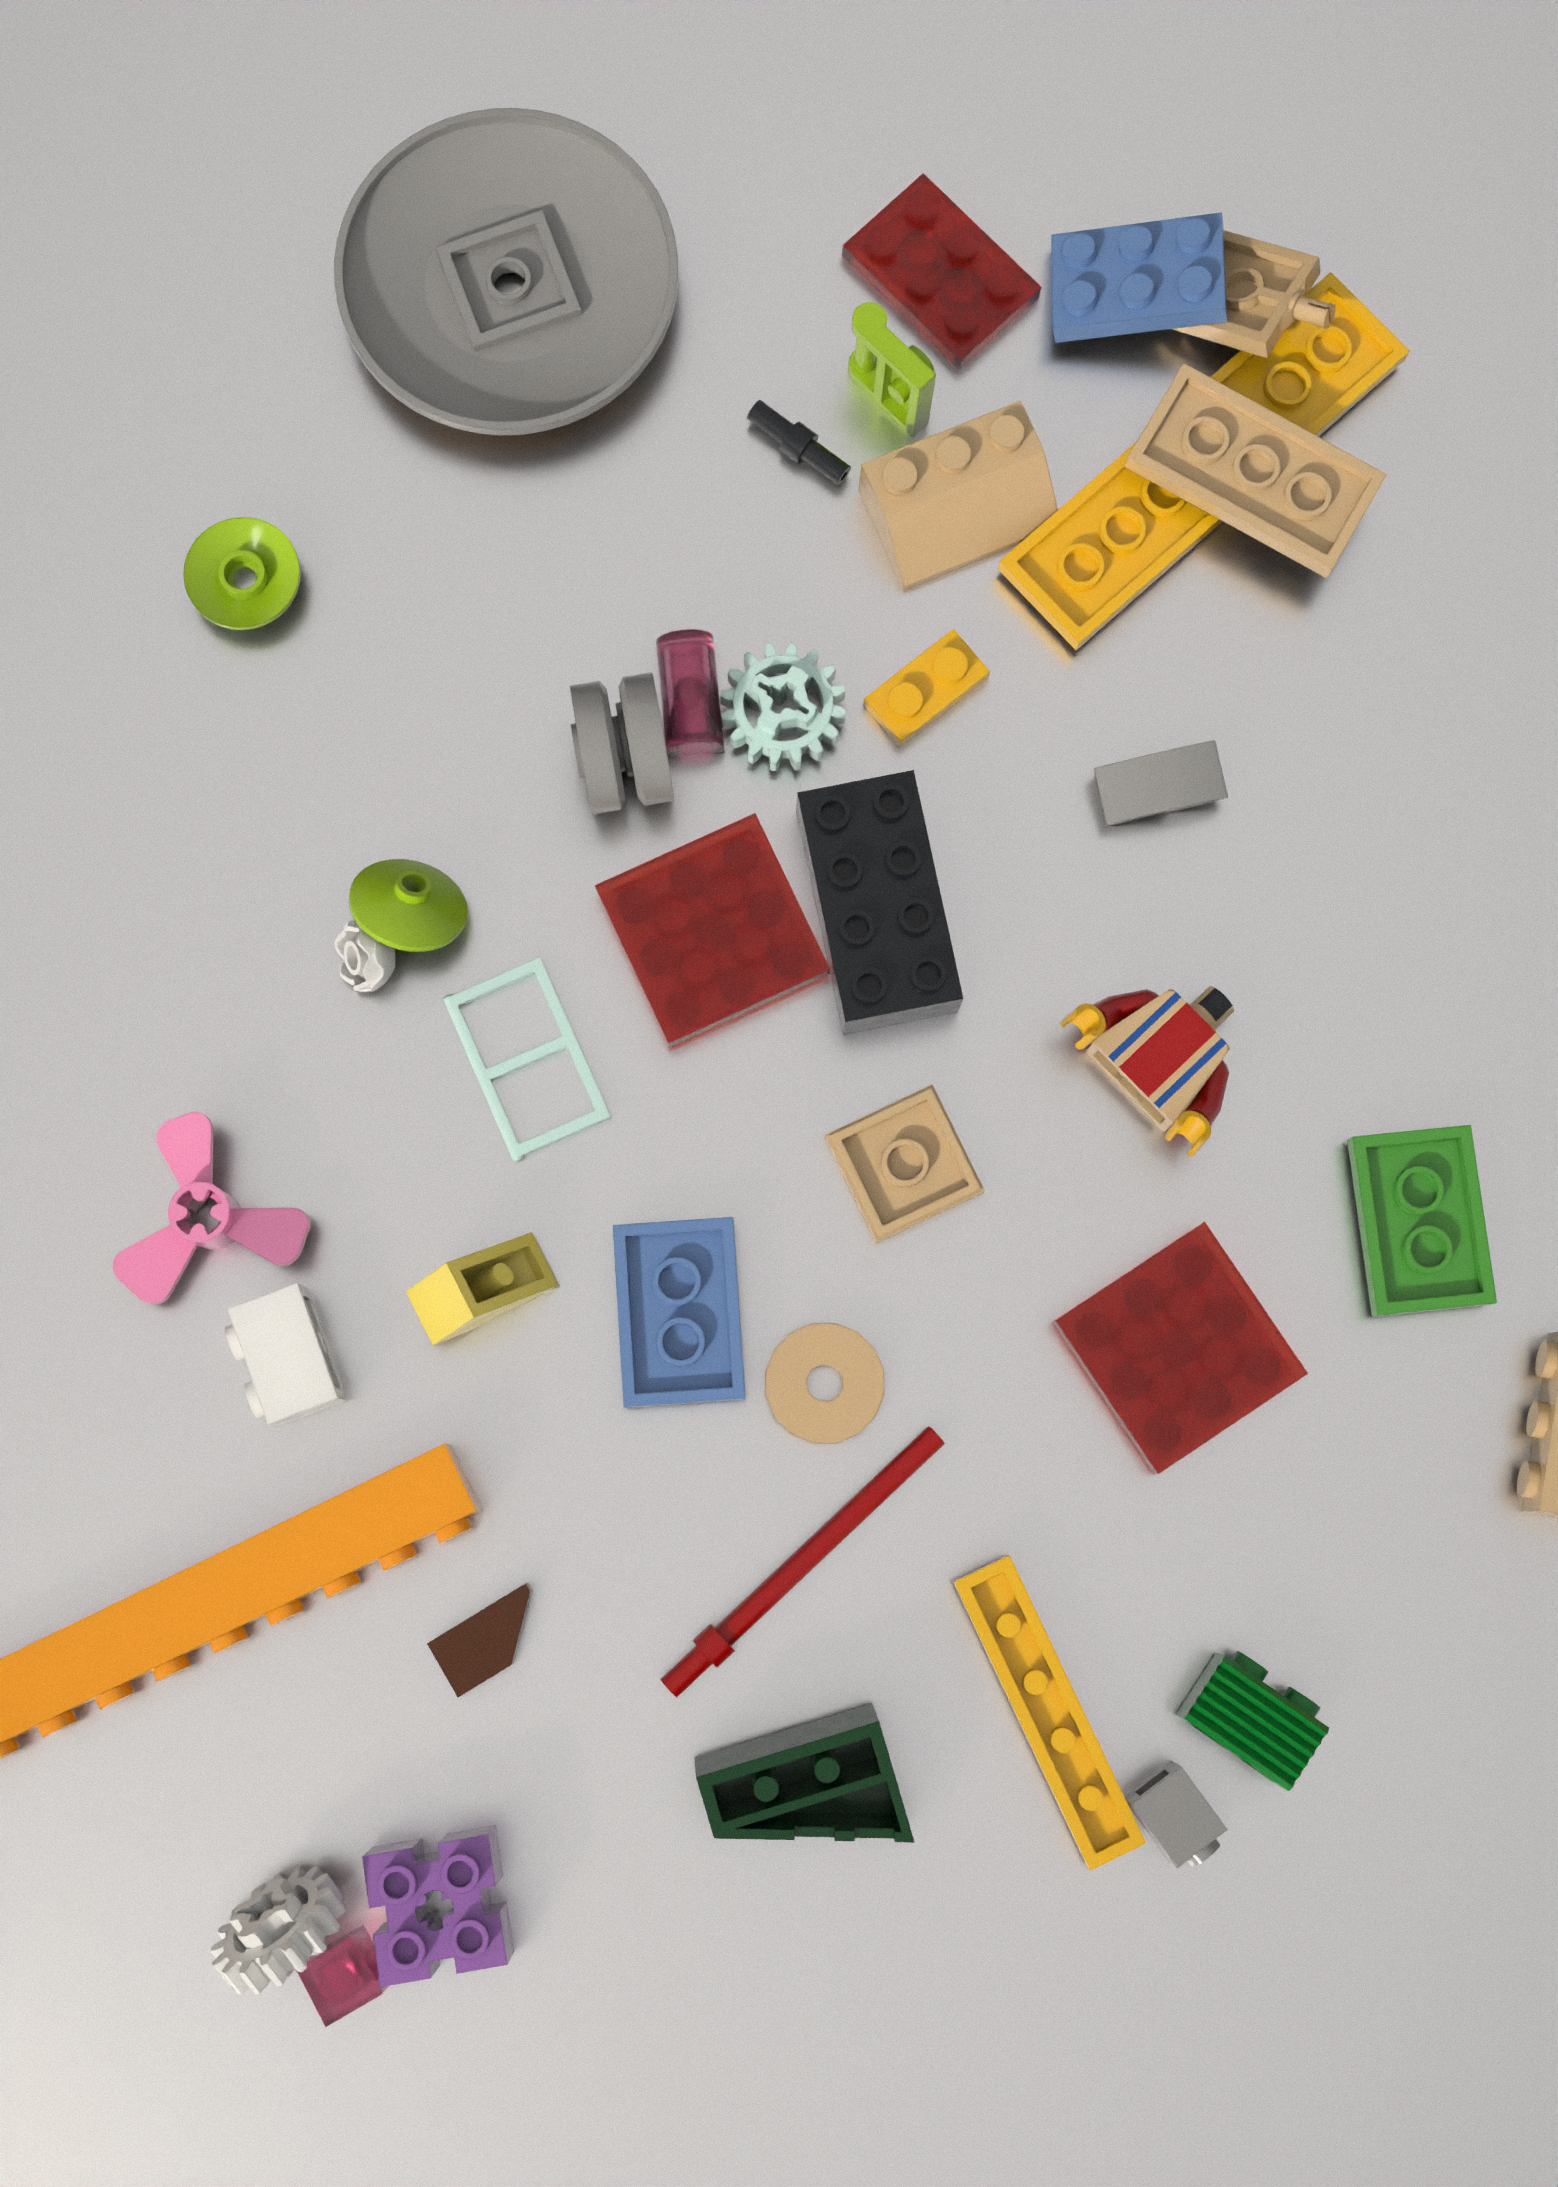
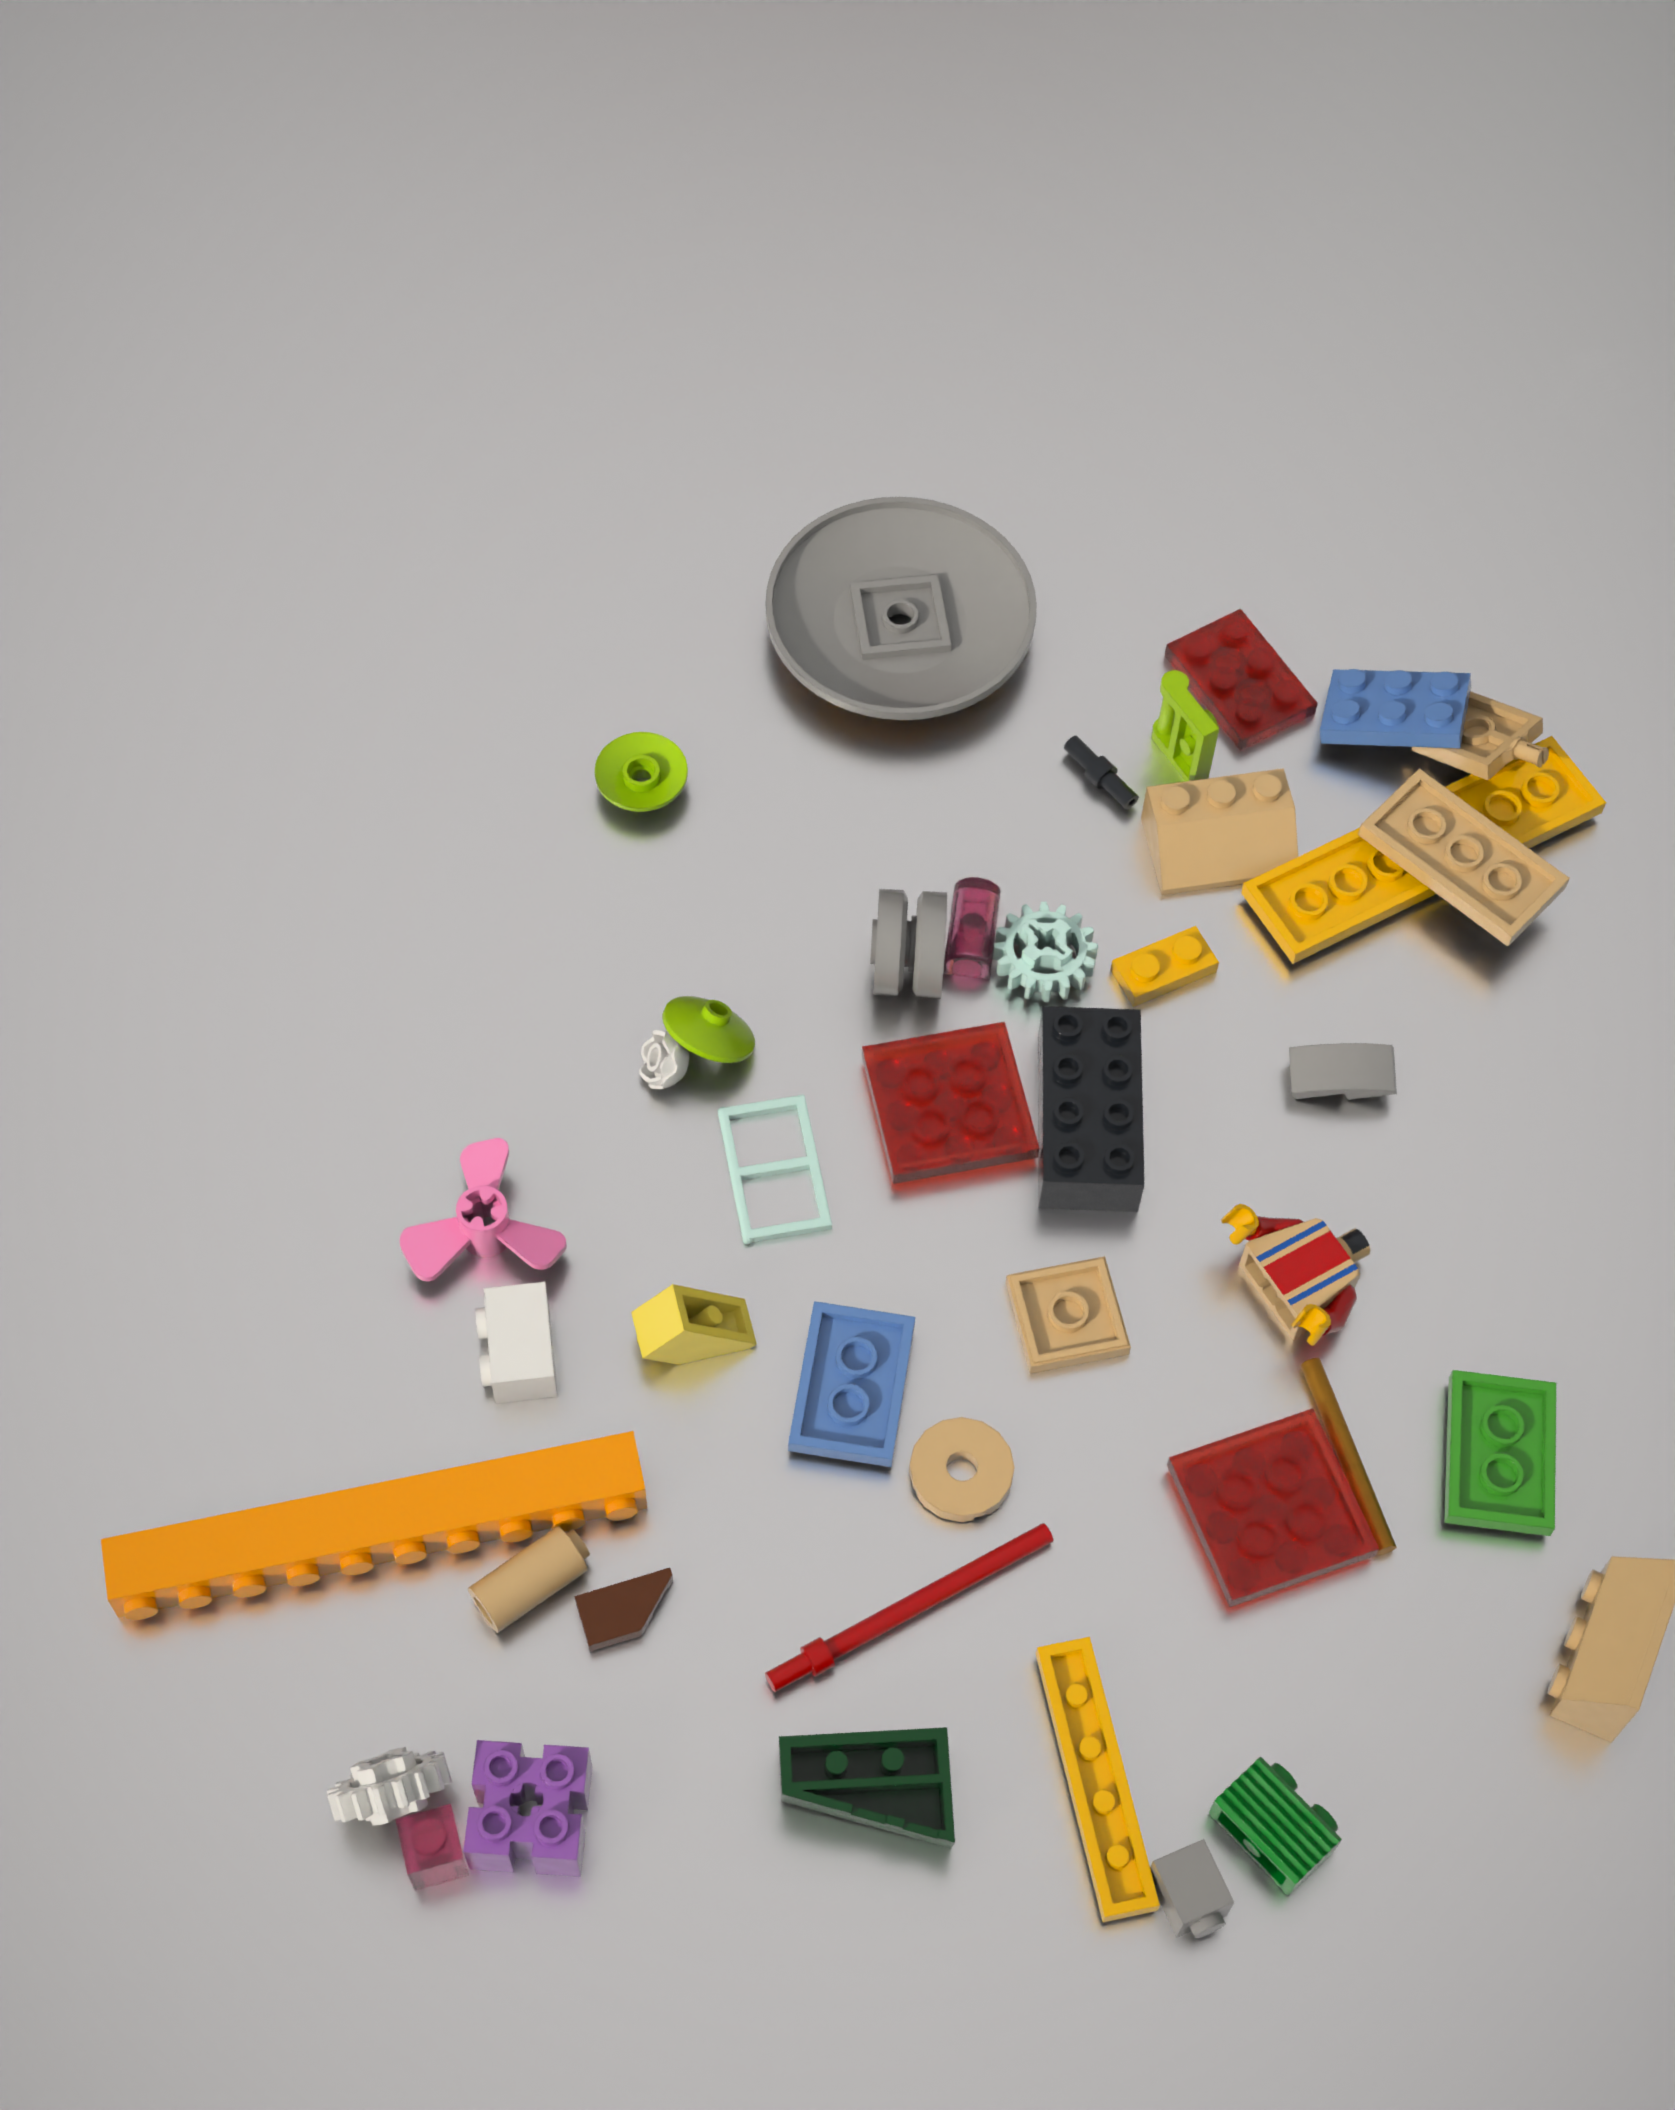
camera: 15 degrees right, 20 degrees down
(371, 1636) = (529, 1577): none -> tan brick
(1251, 1261) = (1347, 1453): none -> pearl gold bar

